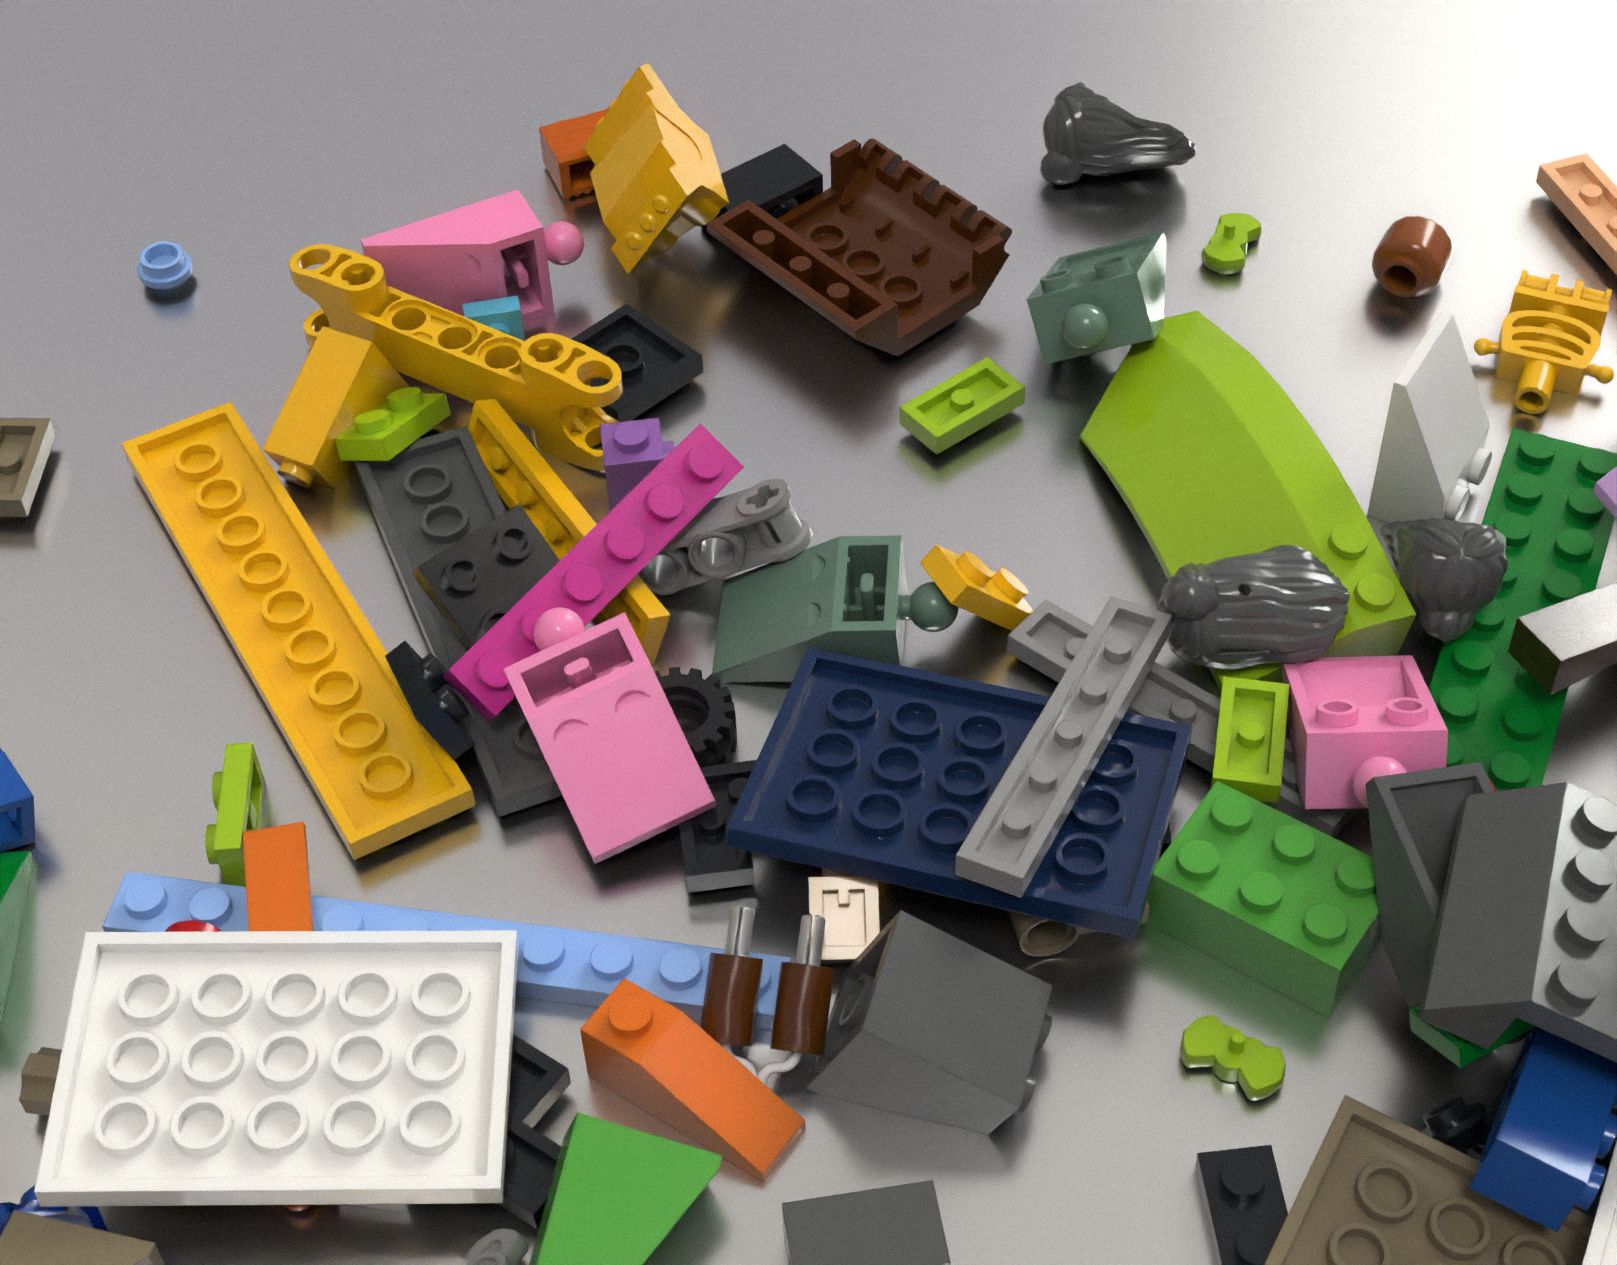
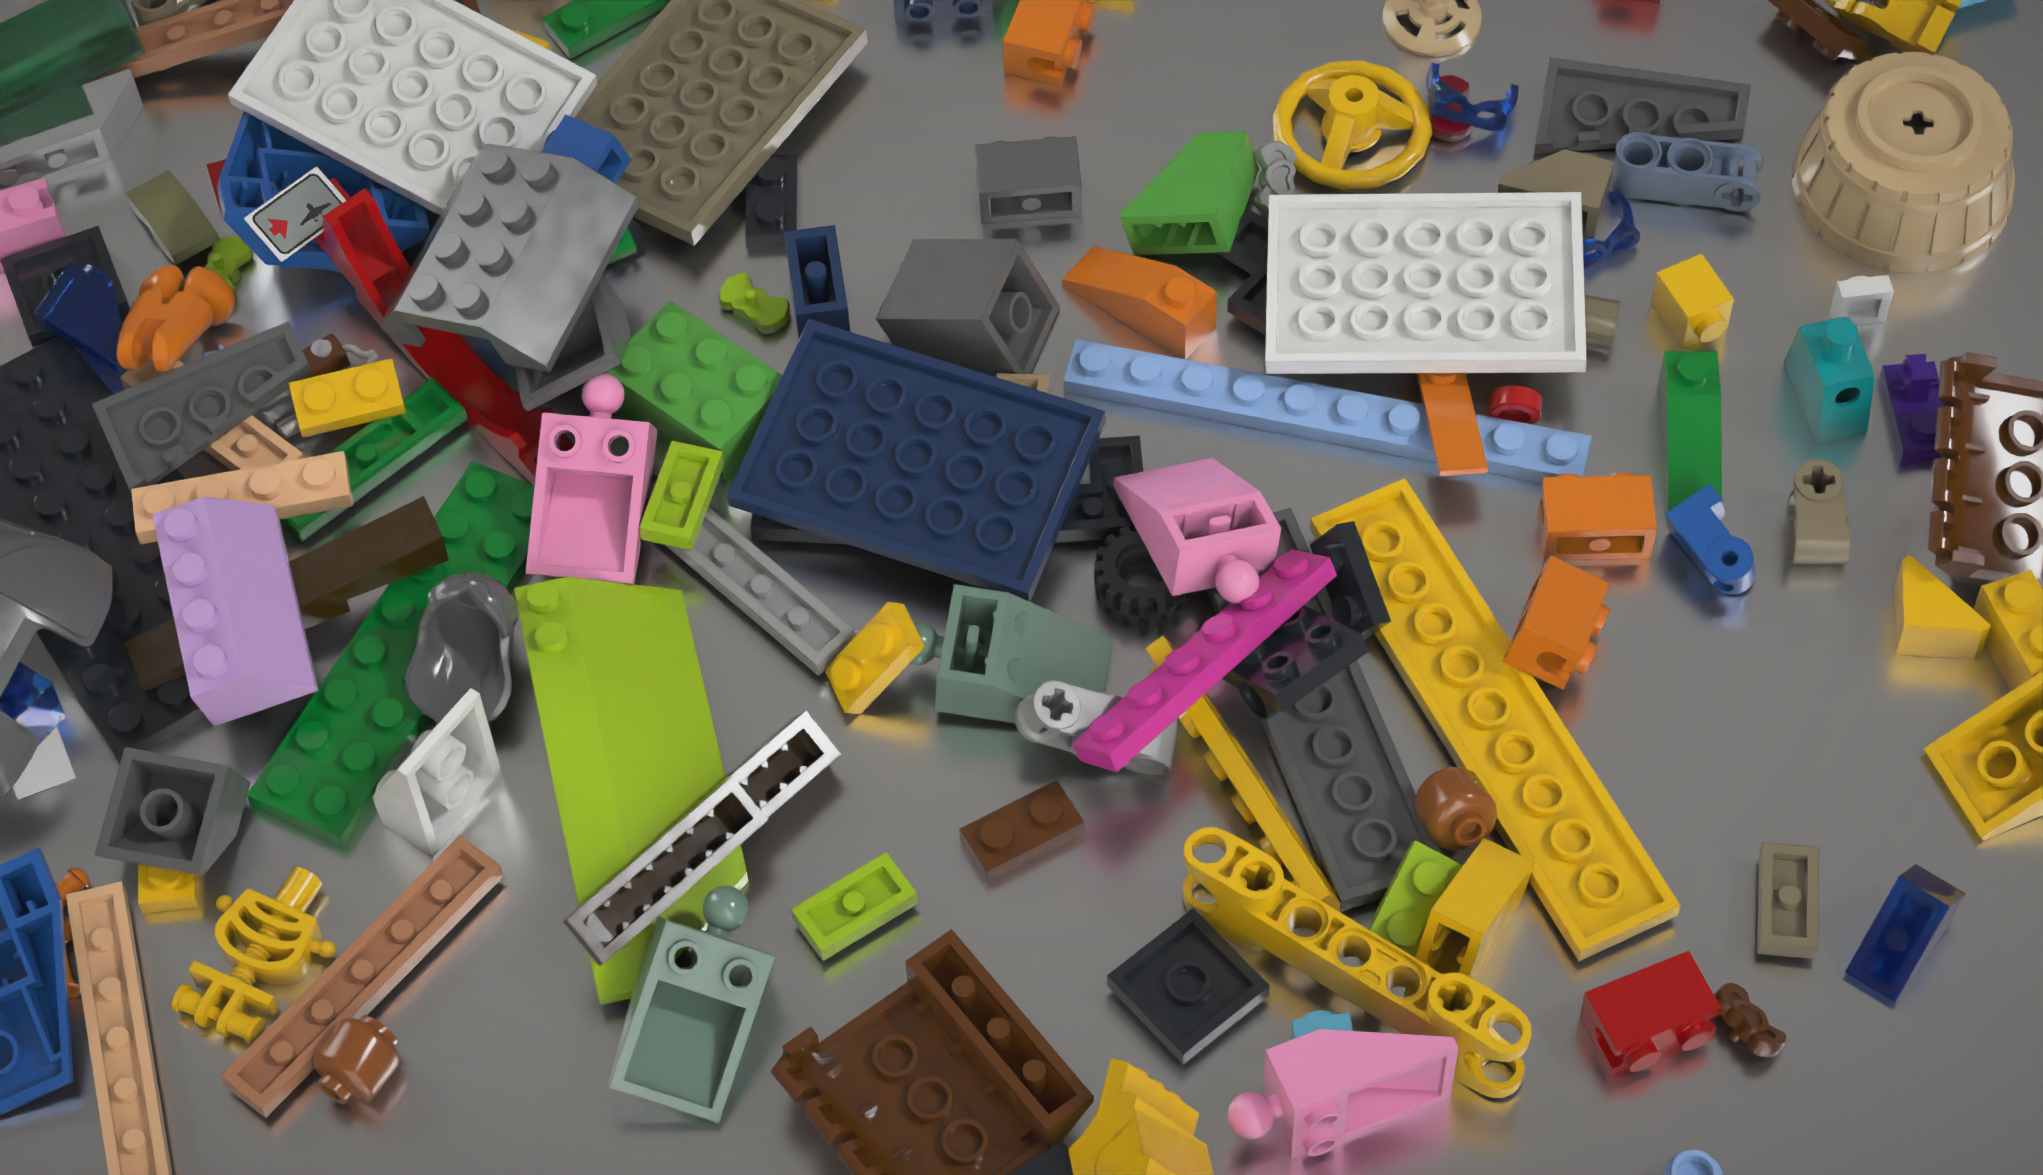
camera: 175 degrees left, 10 degrees up
(79, 371) = (1748, 1021): none -> reddish brown piece
(118, 818) = (1597, 517): none -> orange brick
(174, 365) = (1650, 1014): none -> red brick
(193, 675) = (1558, 622): none -> orange brick
(240, 802) = (1502, 533): lime plate -> none
(337, 492) = (1455, 808): none -> dark orange head
(630, 454) = (1165, 832): medium lavender brick -> none
(800, 1000) = (1063, 312): reddish brown piece -> none
(815, 479) = (1022, 830): none -> reddish brown plate
(1062, 748) = (829, 459): light grey plate -> none
(1115, 421) = (701, 837): none -> slope
(1144, 1035) = (816, 277): none -> dark blue brick
(1229, 244) = (531, 1128): lime piece -> none
(1254, 609) = (655, 599): dark grey hair -> none
(1465, 289) = (363, 974): none -> nougat plate

